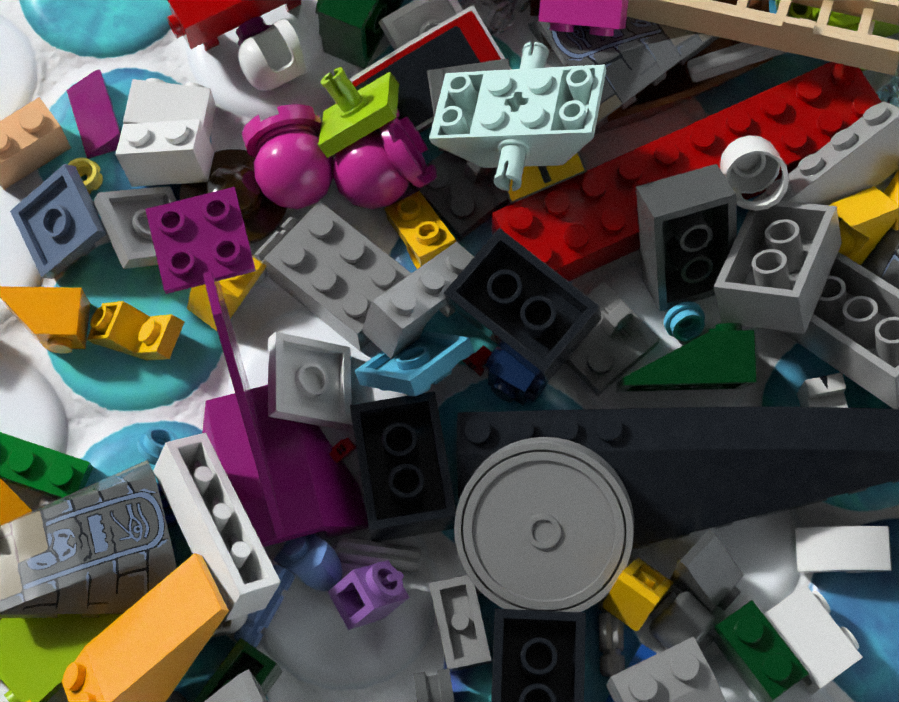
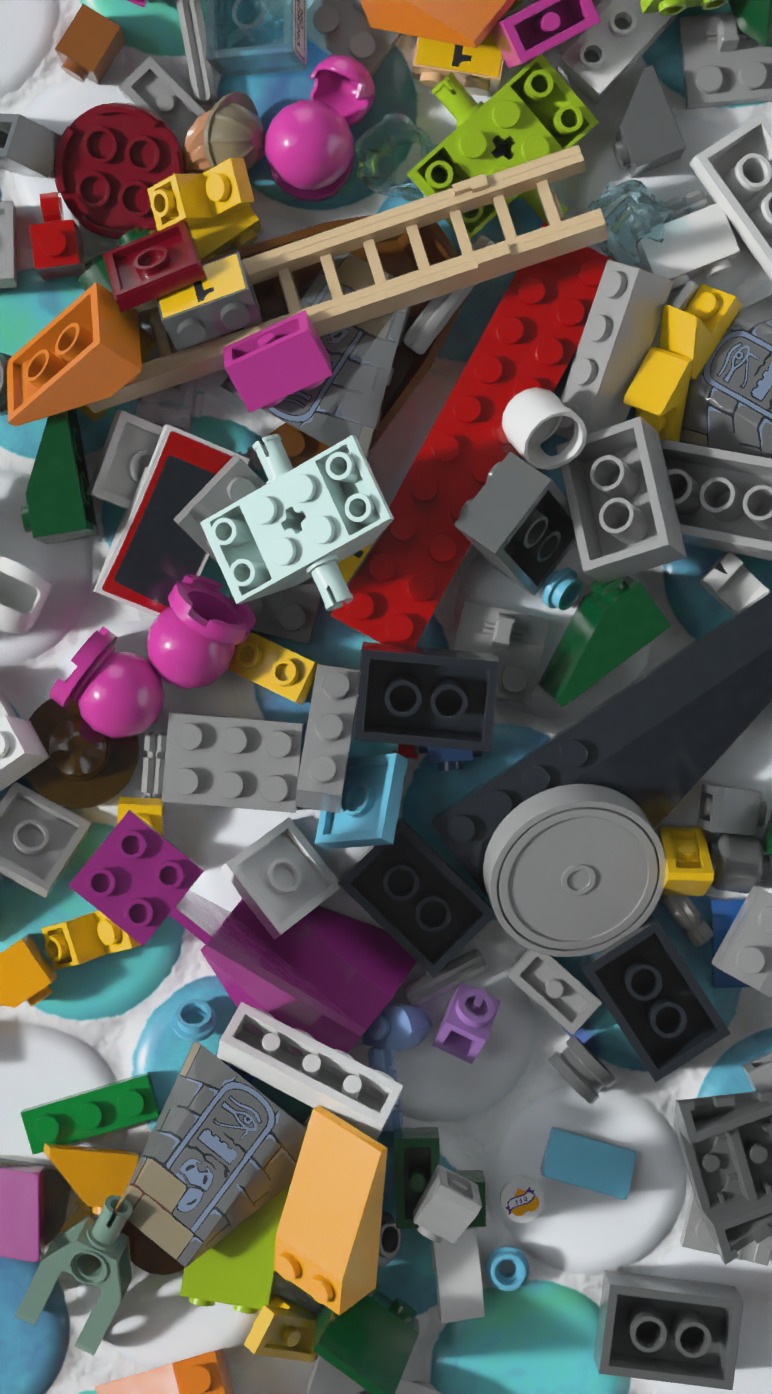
camera: 35 degrees left, 20 degrees up
(342, 449) = (351, 913): red piece -> none
(355, 111) = (144, 609): lime tile -> none

